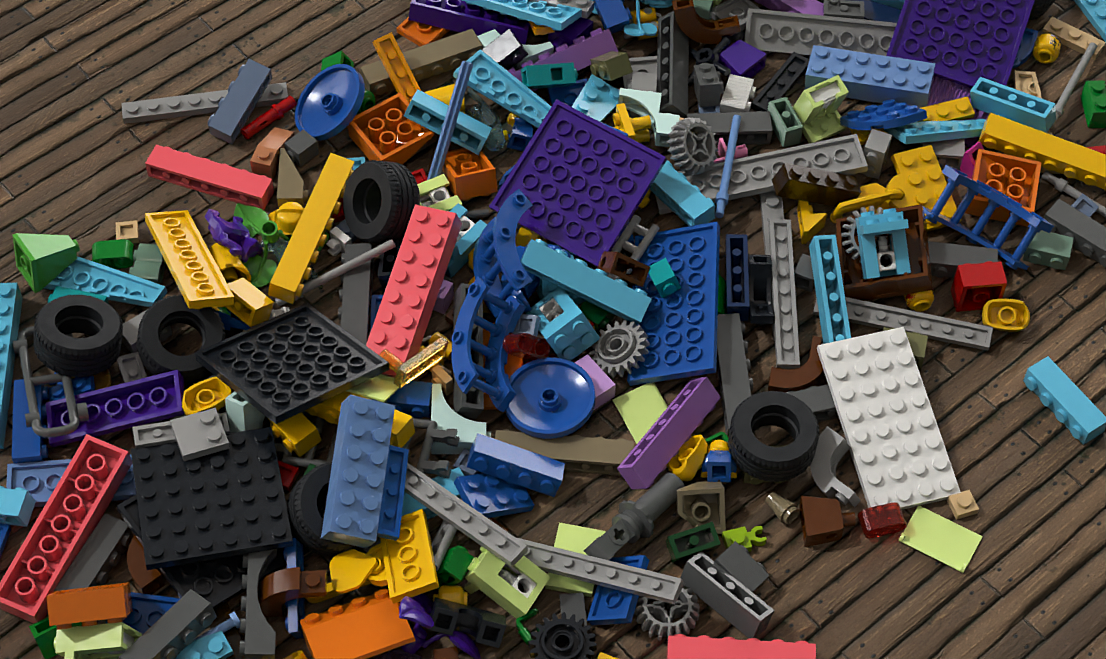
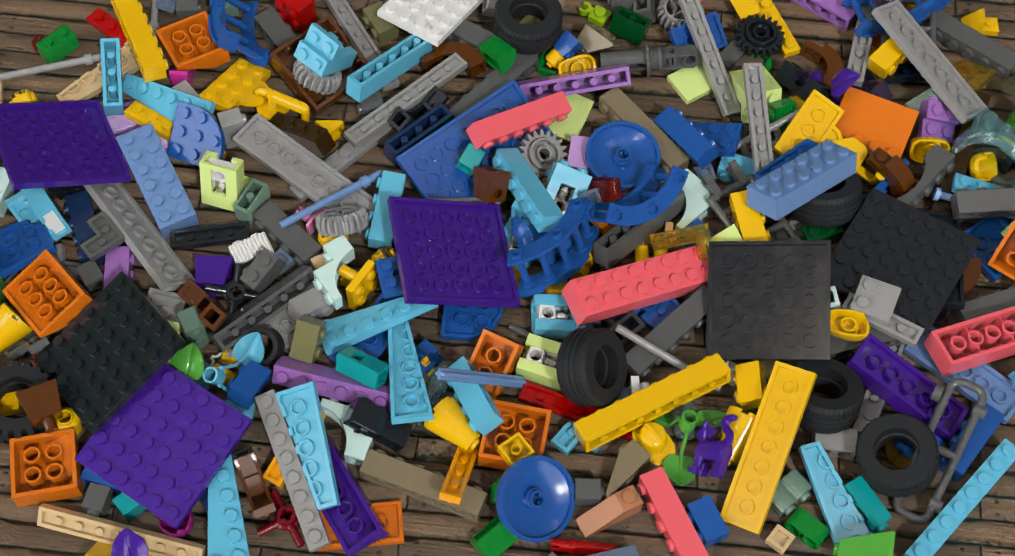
camera: 135 degrees left, 5 degrees up
(193, 197) = (707, 521): none -> blue brick
(374, 110) = (514, 449): none -> yellow piece
(638, 46) = (278, 345): none -> black tyre
(662, 337) = (519, 120): none -> coral brick
(754, 382) = (498, 54): none -> green brick

